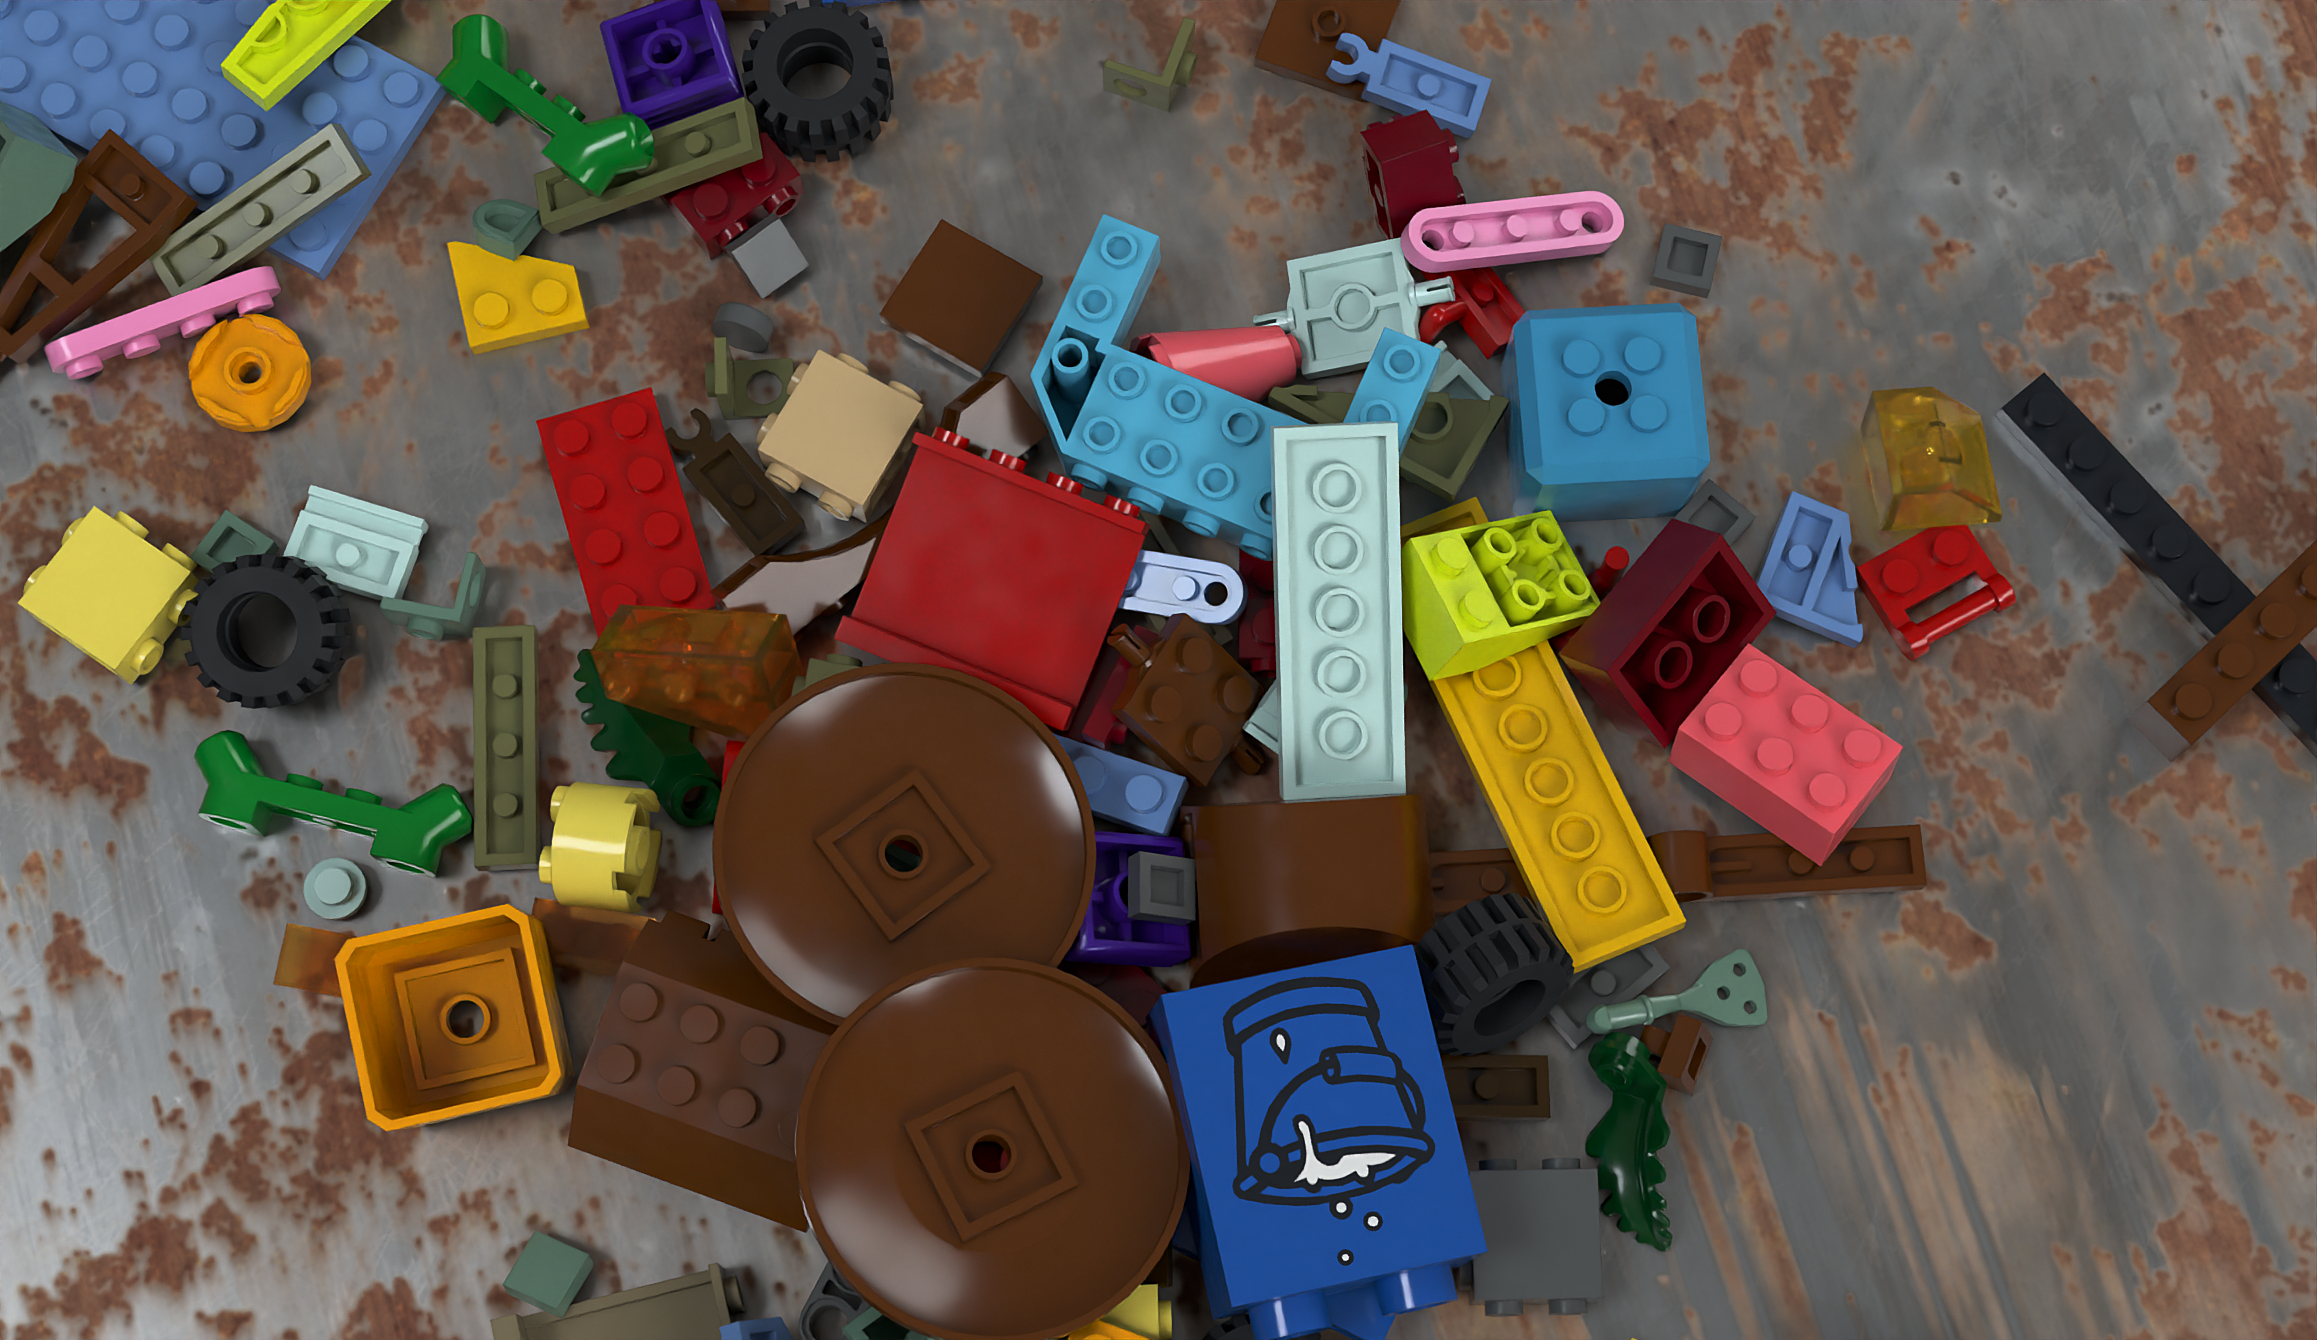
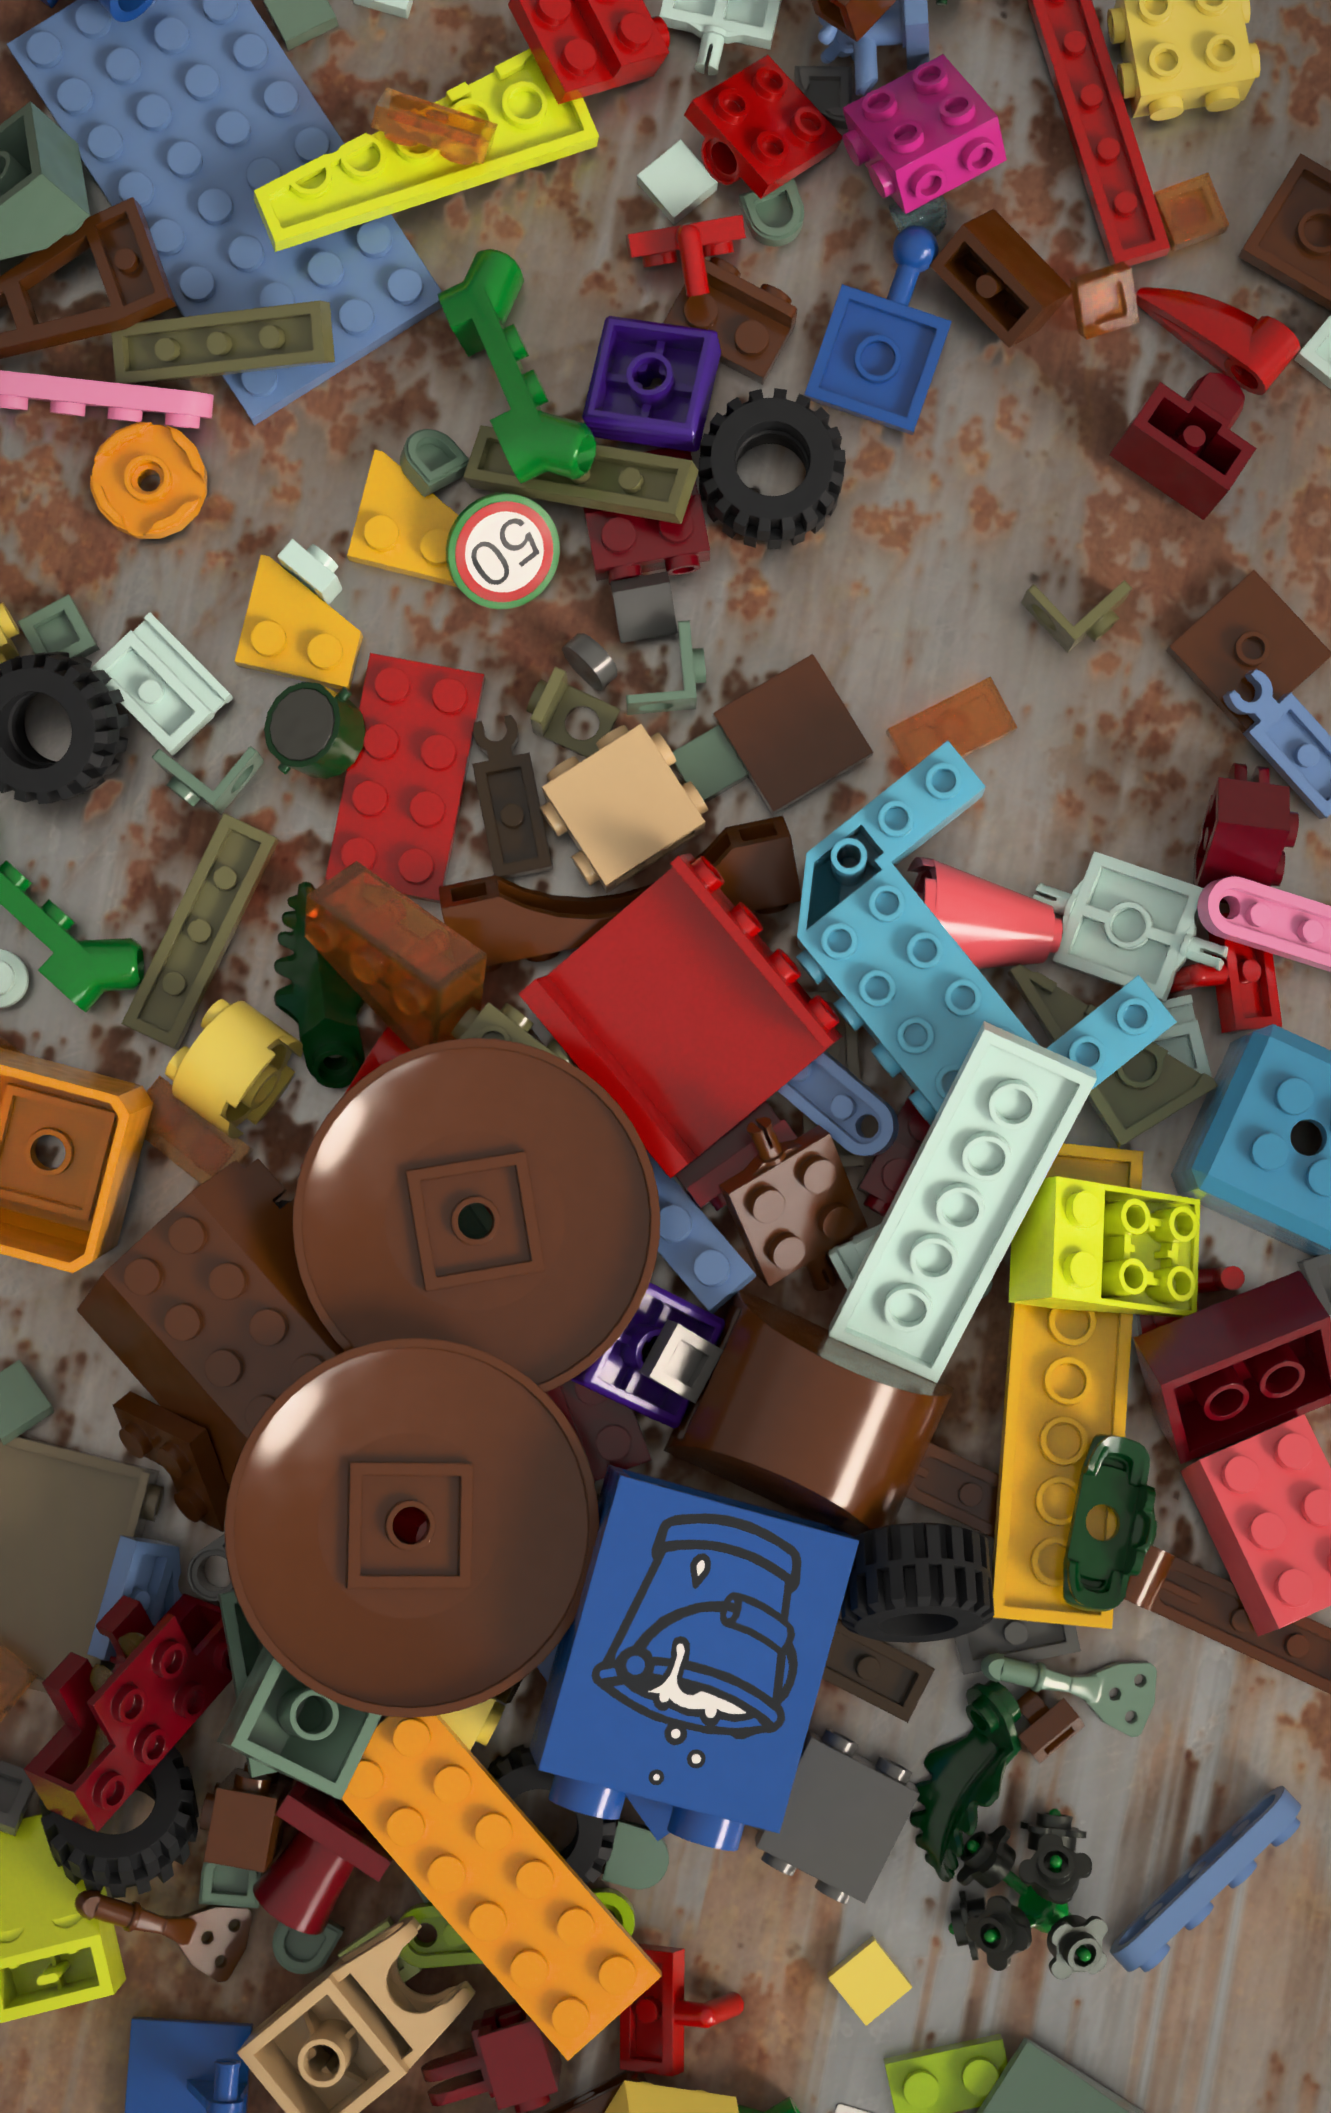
camera: 30 degrees right, 10 degrees up
(443, 375) = (312, 569): none -> light aqua plate
(457, 439) = (296, 632): none -> yellow wing
(520, 511) = (314, 730): none -> piece
(611, 270) = (502, 550): none -> piece
(740, 1222) = (183, 1452): none -> reddish brown plate
(845, 315) = (692, 672): none -> sand green bracket
(902, 360) = (710, 764): none -> sand green tile
(1113, 194) = (965, 720): none -> clear orange plate
(1613, 785) = (1097, 1570): none -> dark green piece
(1748, 1243) = (1044, 1891): none -> pearl dark grey plant
(1895, 1139) = (1223, 1864): none -> medium blue plate

